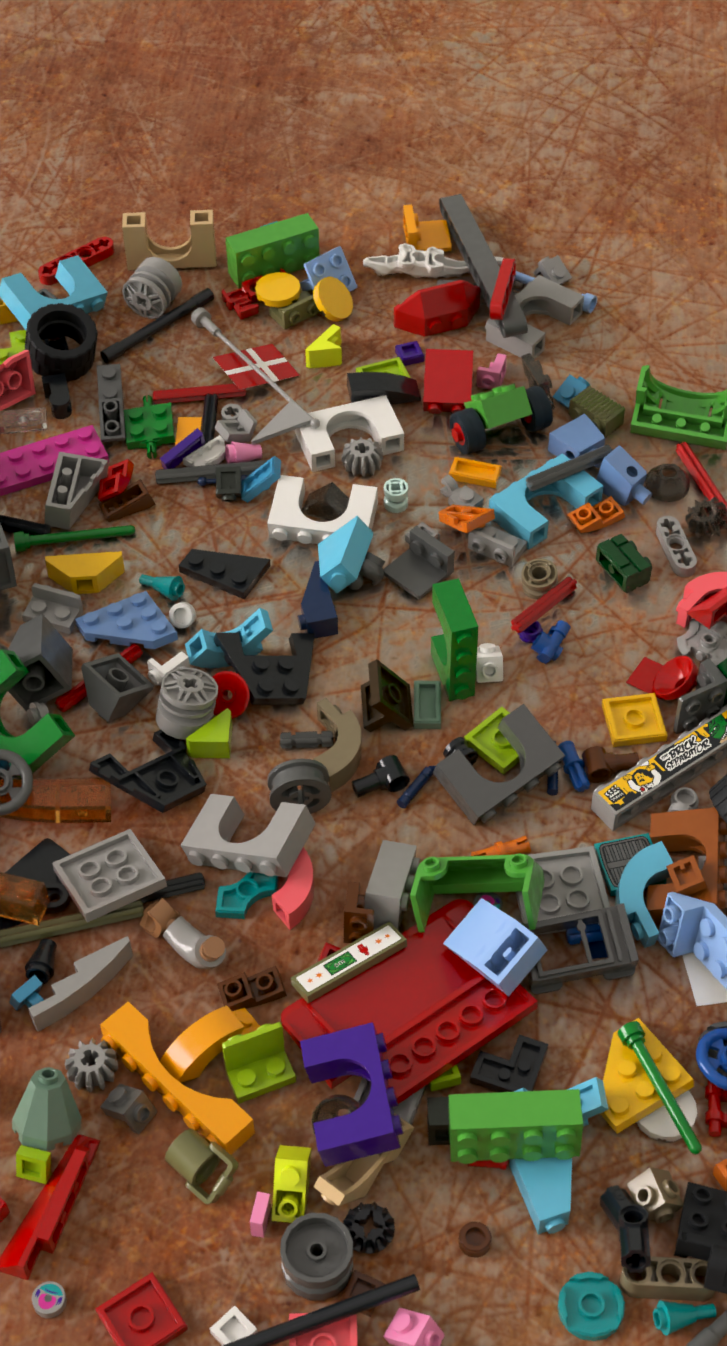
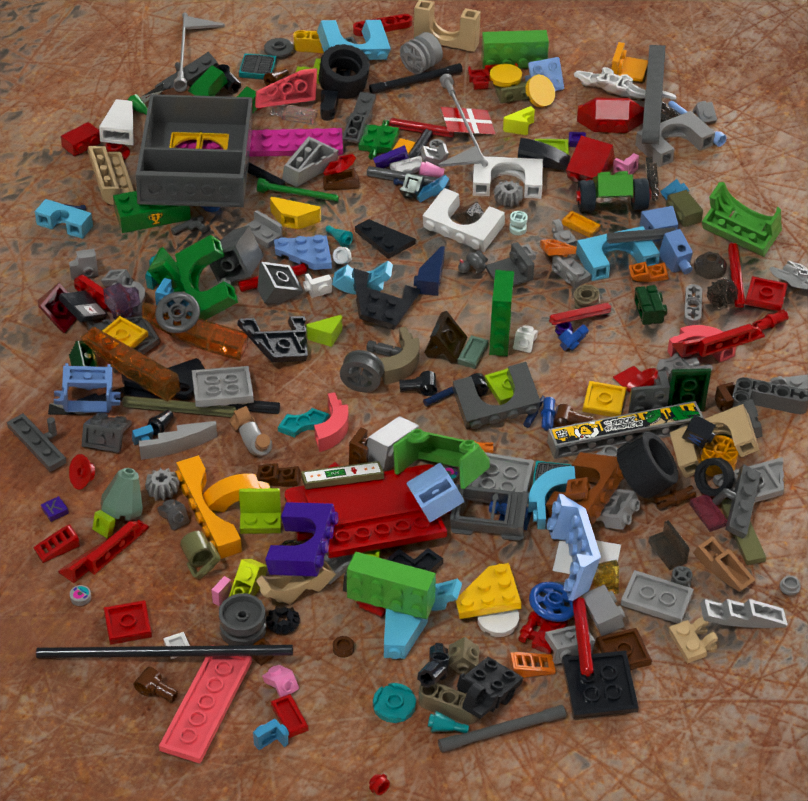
camera: 20 degrees right, 5 degrees down
(185, 701) = (316, 302): light grey wheel -> none
(240, 693) = (341, 305): red piece -> none
(268, 853) = (298, 383): light grey arch -> none
(344, 553) = (462, 246): medium azure slope -> none
(502, 289) = (652, 110): red beam -> none
(633, 1037) = (495, 567): green piece -> none

